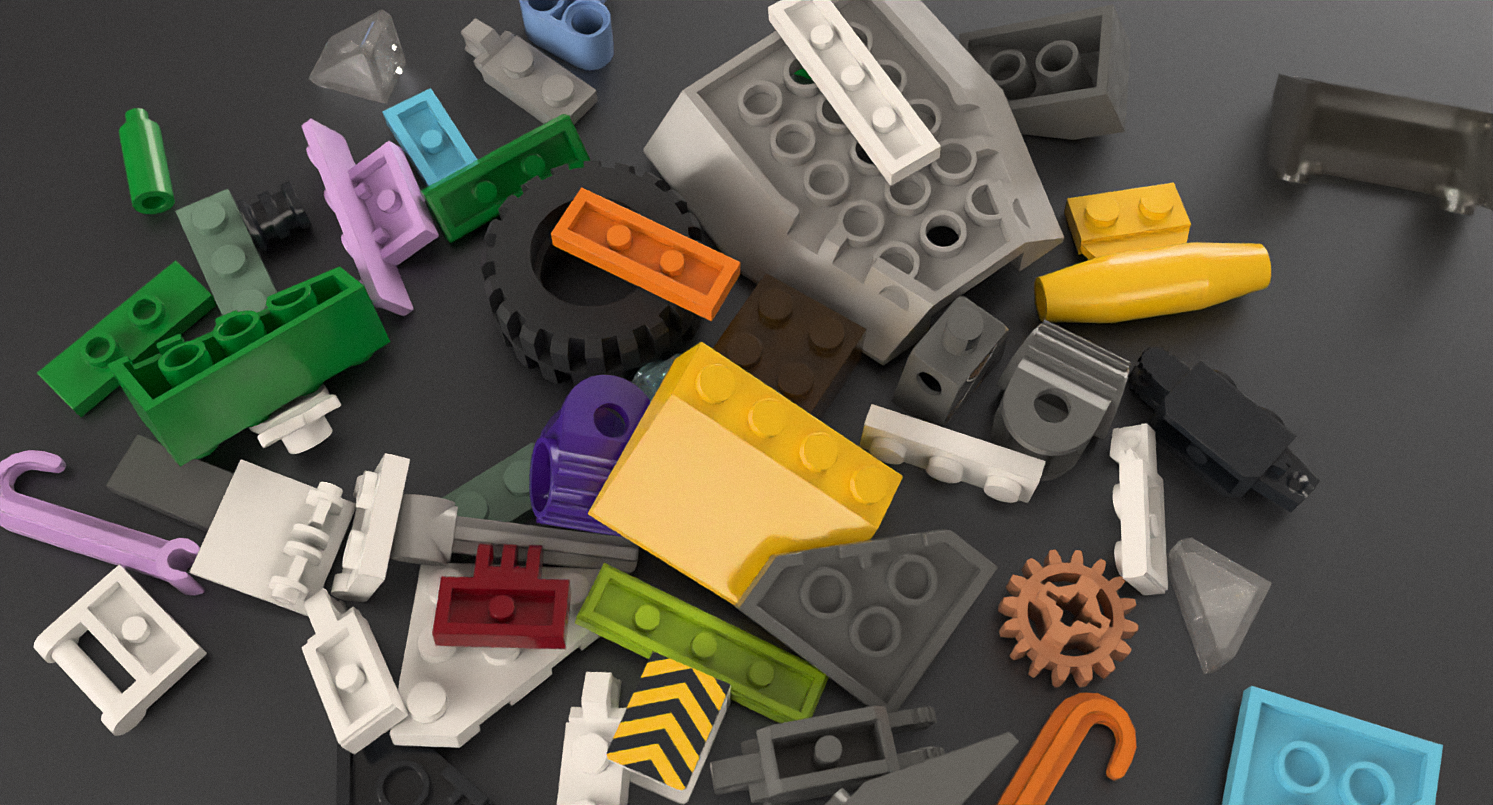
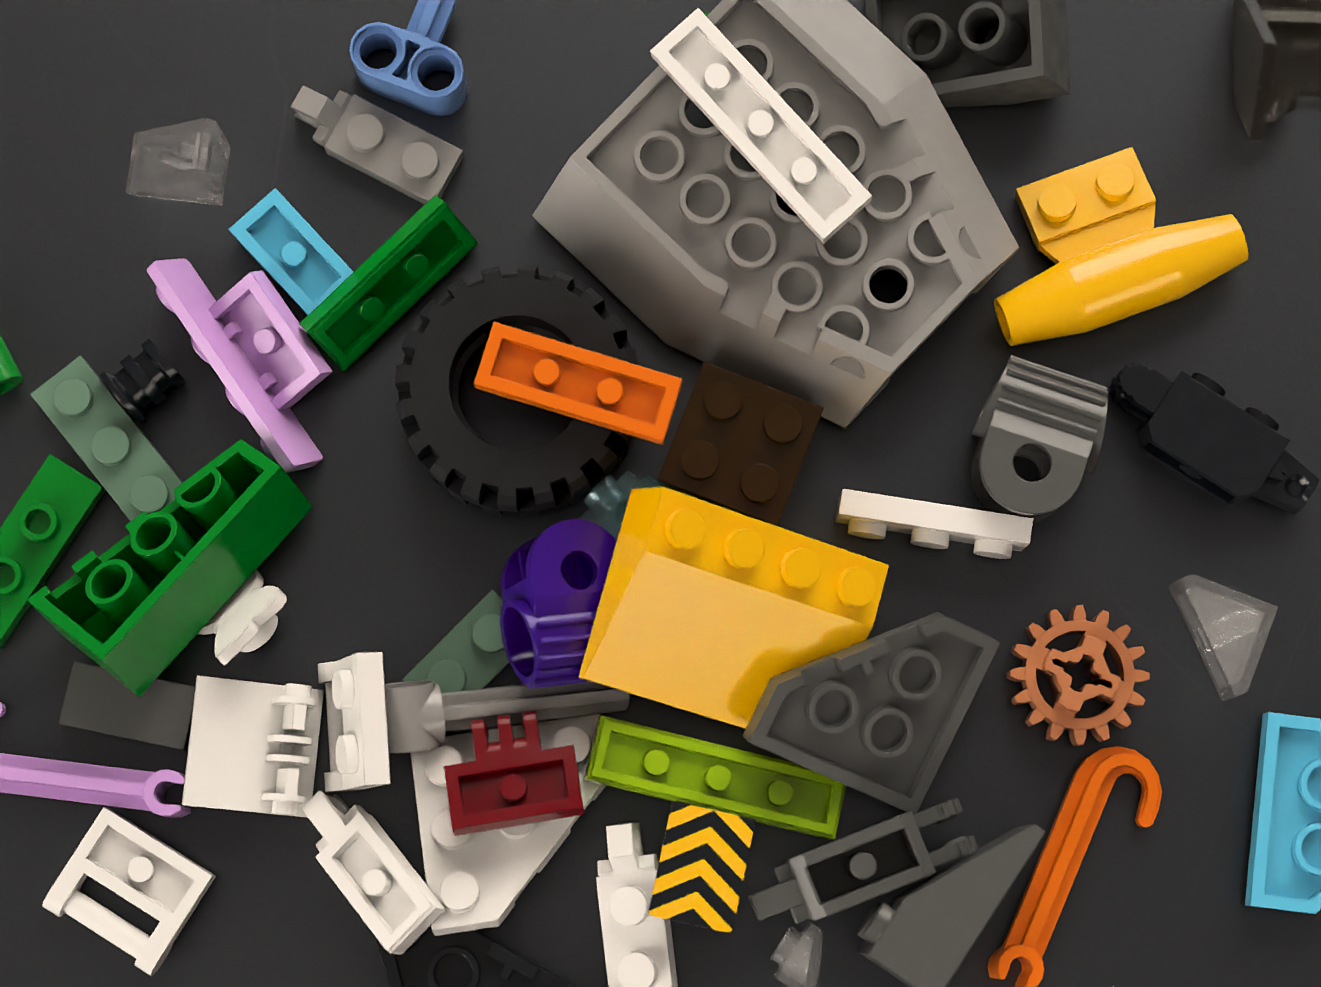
camera: 10 degrees left, 15 degrees up
(956, 353) = (917, 423): dark grey torso -> none
(1140, 506) = (1138, 542): white hinge -> none

